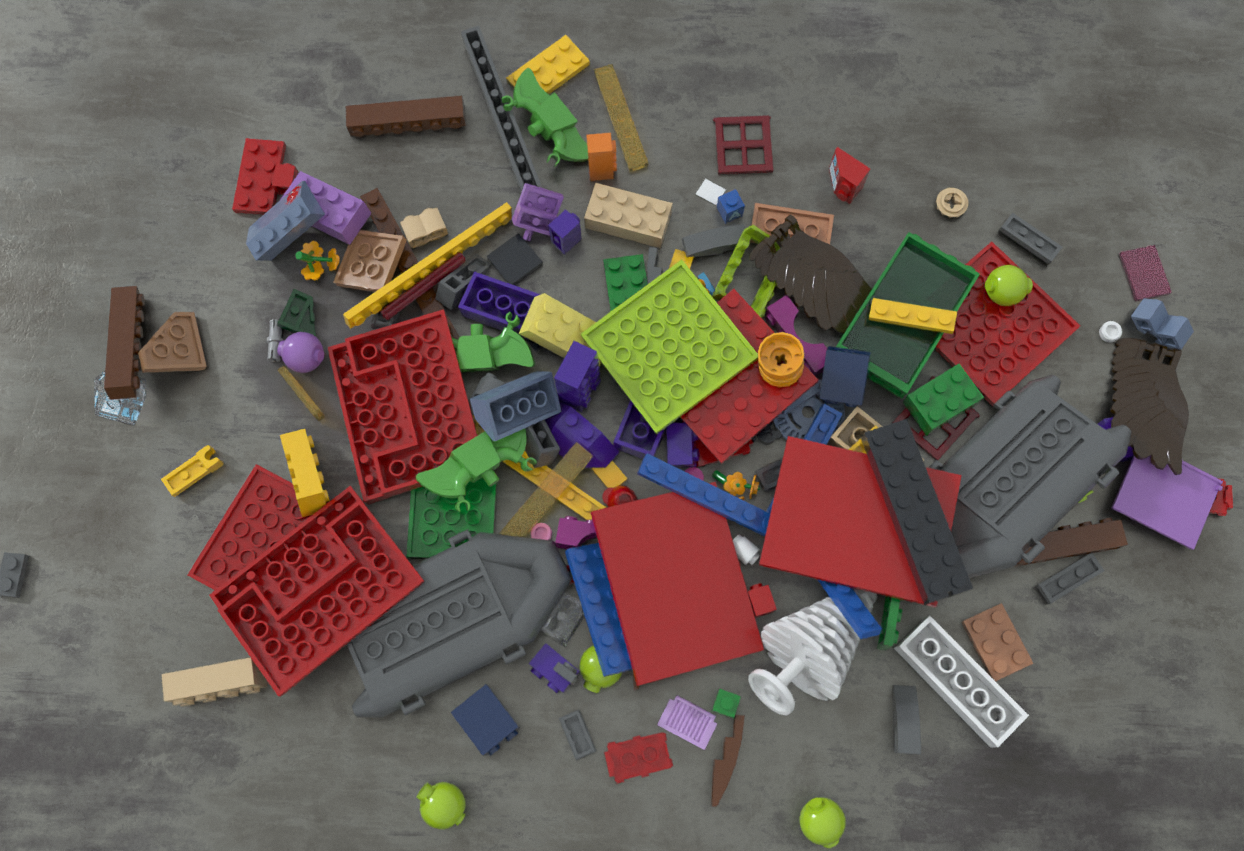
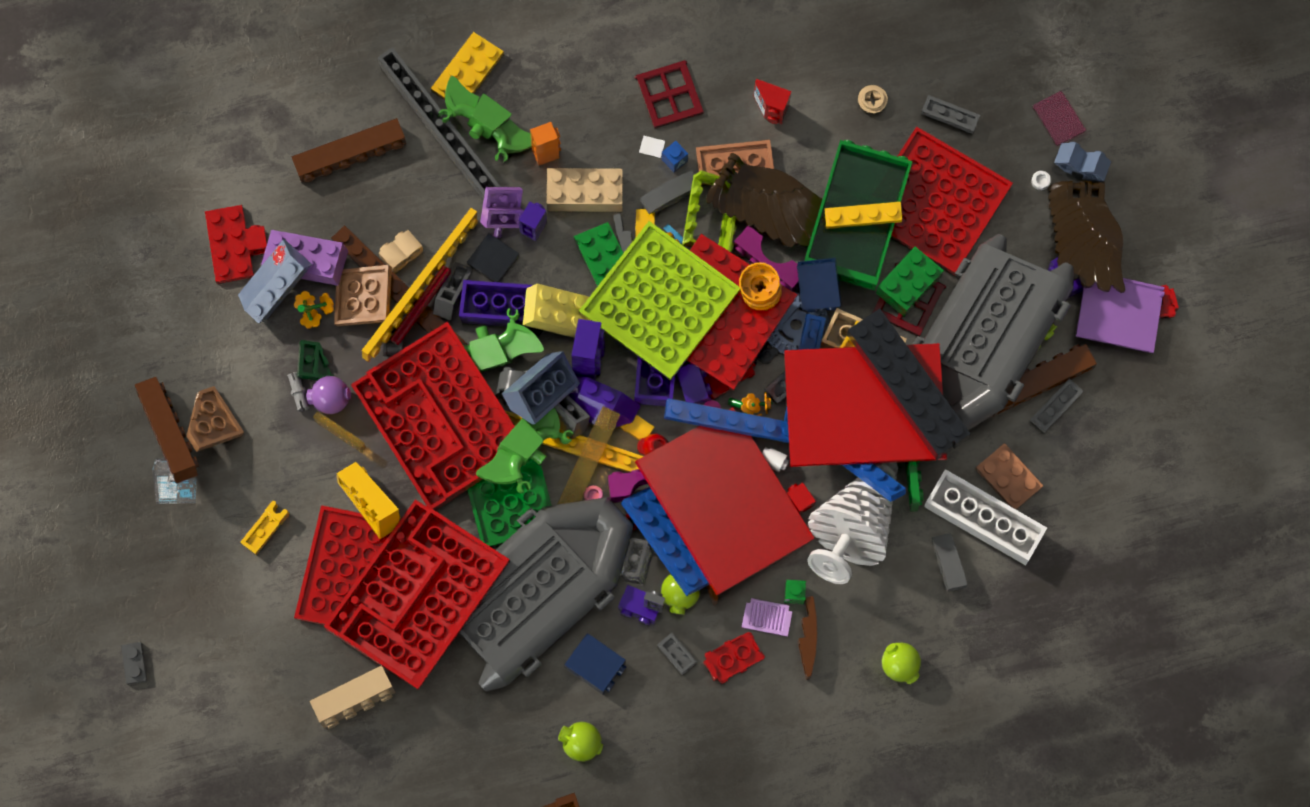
camera: 20 degrees left, 0 degrees up
(621, 117) = (549, 98): clear yellow tile -> none
(1008, 285) = (939, 164): lime brick -> none

